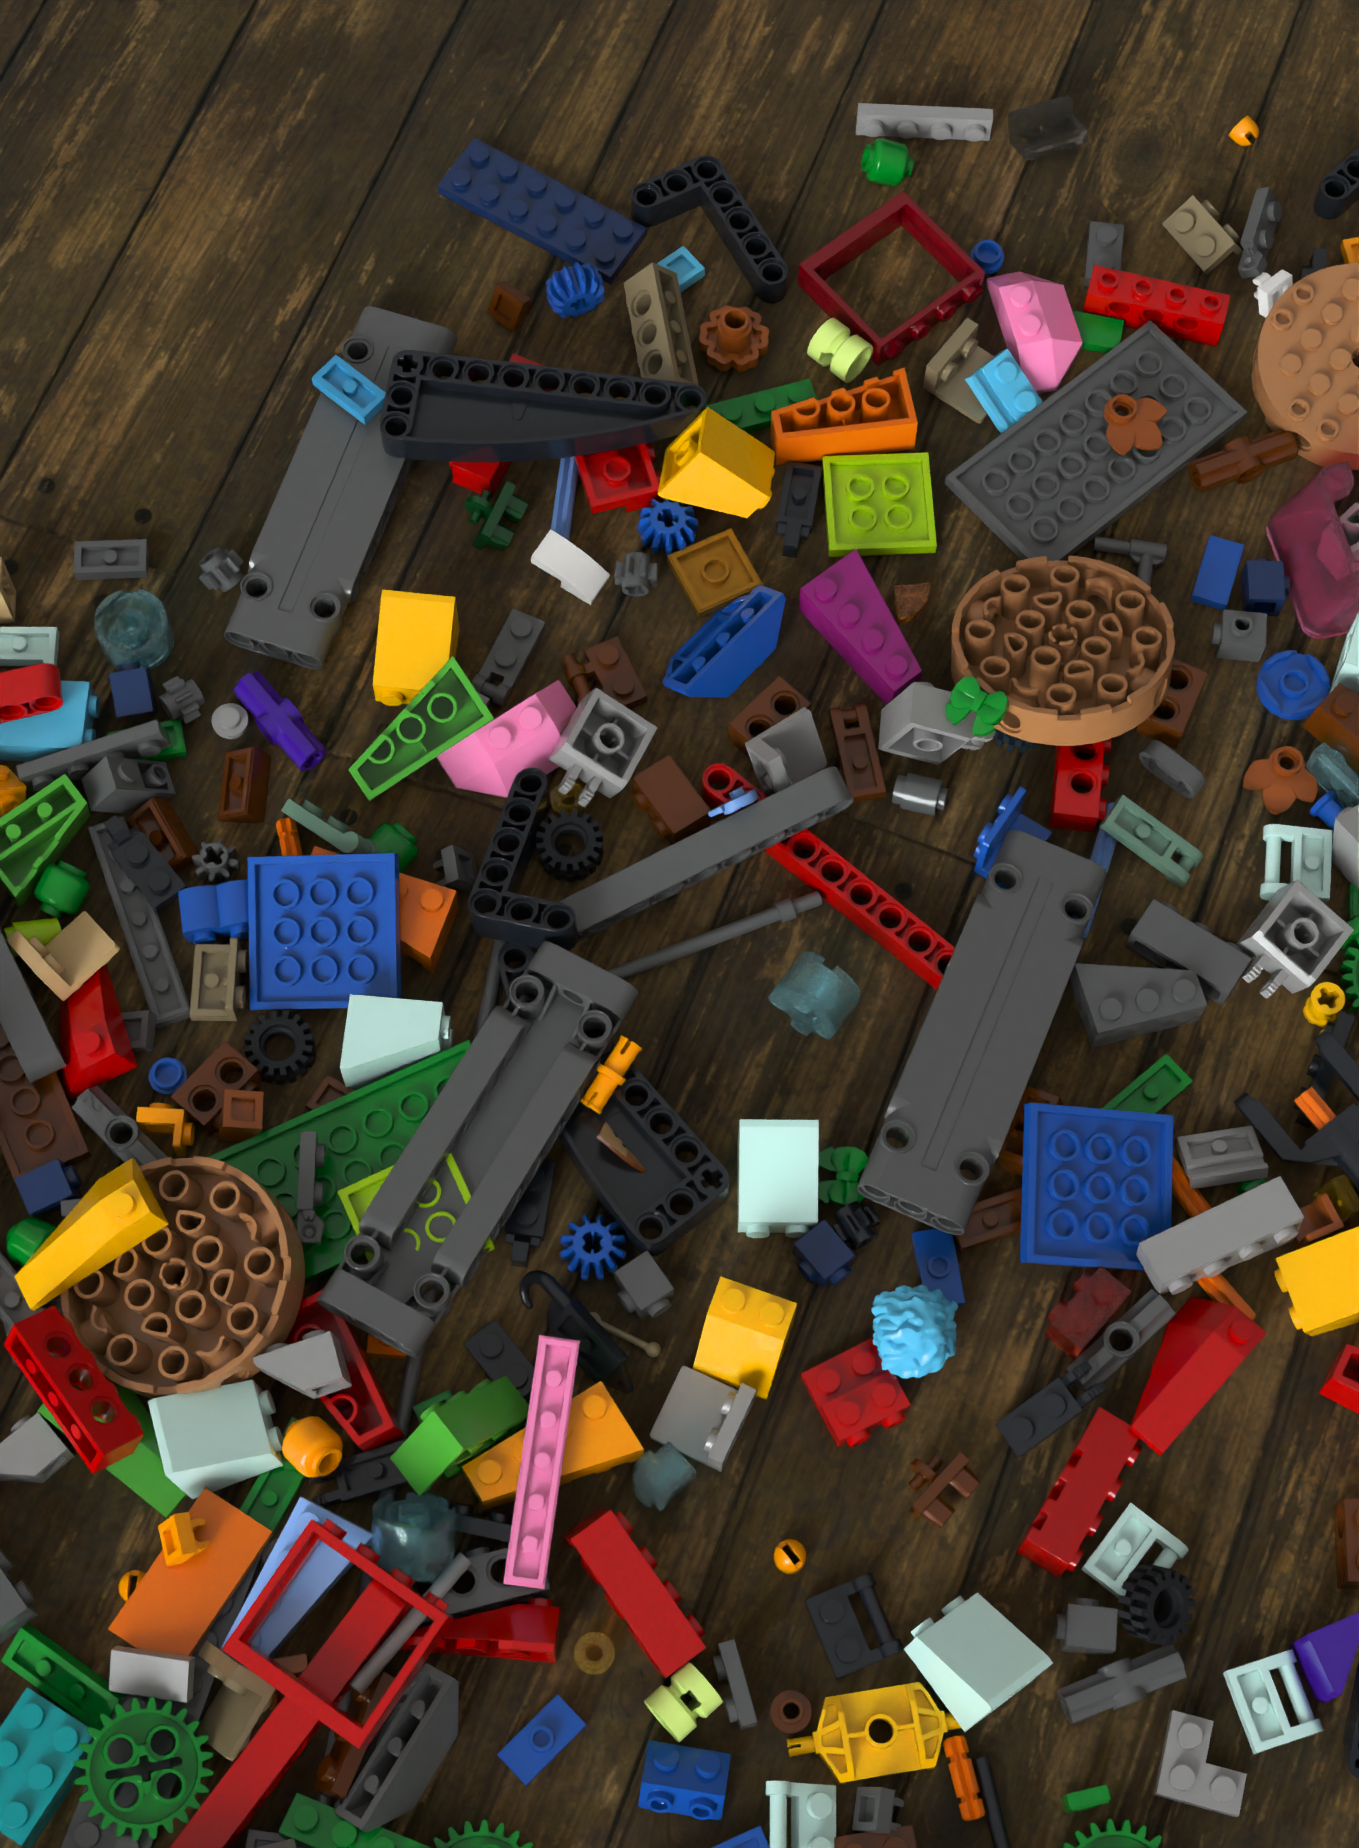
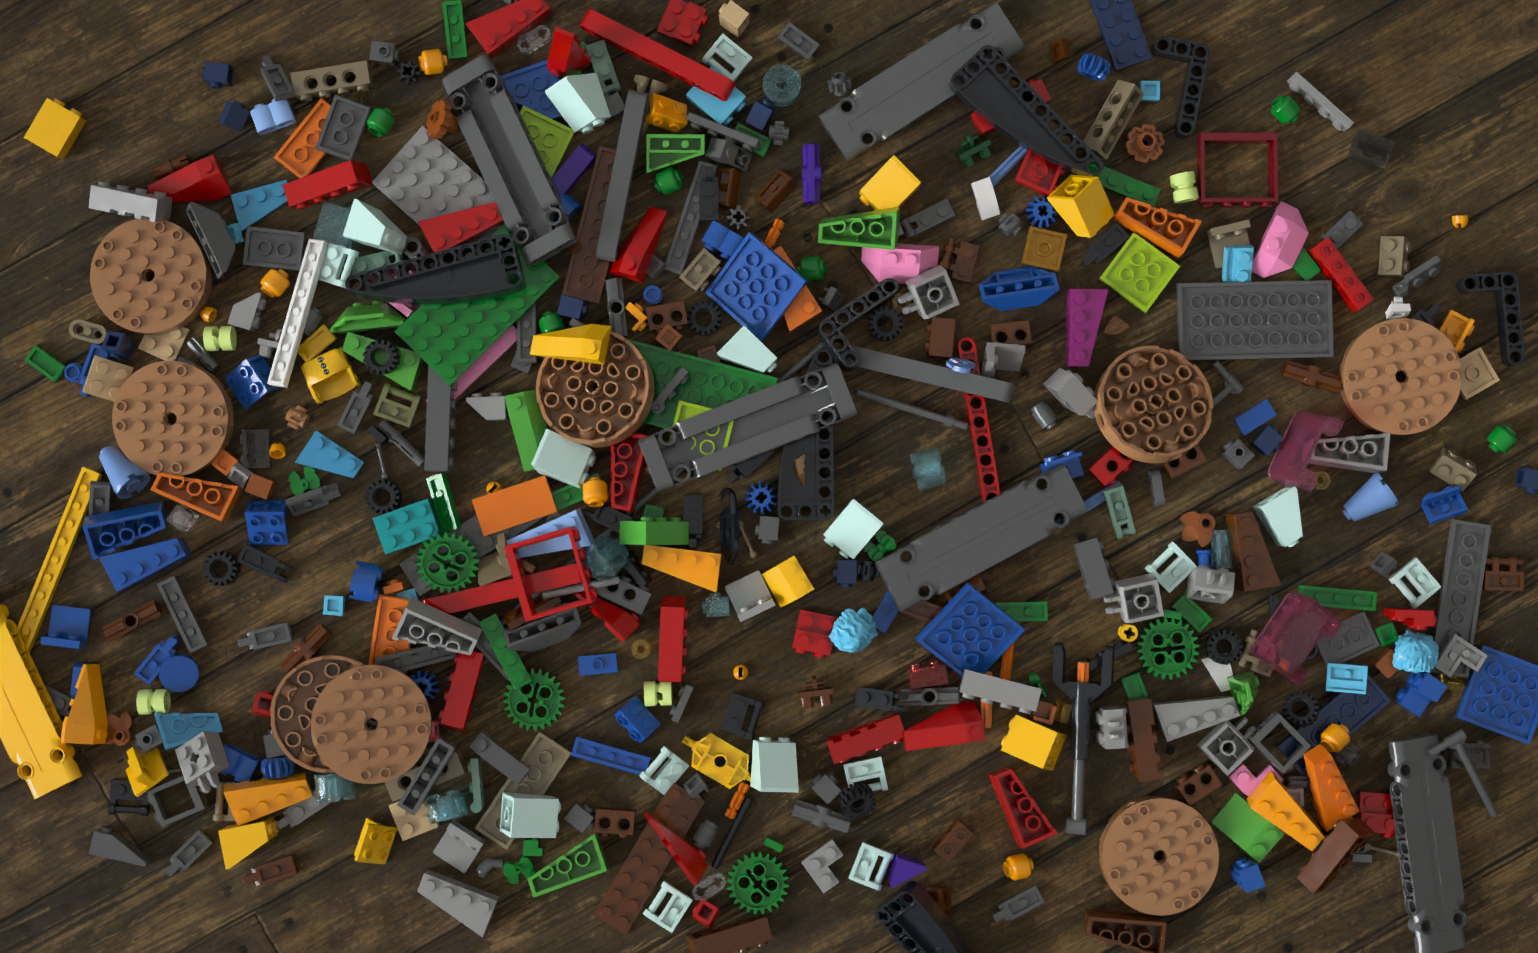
camera: 40 degrees right, 20 degrees up
(42, 929) = (642, 191): lime cone -> none
(69, 956) = (648, 215): tan bracket -> none
(74, 1409) = (515, 408): red brick -> none
(151, 1674) = (475, 529): light grey tile -> none
(179, 1539) = (520, 489): light orange tile -> none
(230, 721) = (791, 157): light grey plate -> none
(309, 1366) = (615, 464): light grey slope -> none
(331, 830) = (792, 242): sand green plate -> none
(349, 389) = (956, 43): dark azure plate -> none
(541, 1462) = (674, 567): bright pink tile -> none
(610, 1074) = (819, 438): light orange pin -> none
(790, 1725) = (698, 722): reddish brown plate -> none
(857, 753) = (1034, 377): reddish brown plate -> none
(968, 697) = (1091, 399): green piece -> none
(988, 256) = (1289, 191): blue plate -> none
(1134, 1000) = (1052, 570): dark grey wedge -> none
(1137, 426) = (1278, 327): dark orange plate -> none
(1221, 1157) = (1031, 659): light grey plate -> none
(1292, 684) = (1240, 491): blue tile -> none

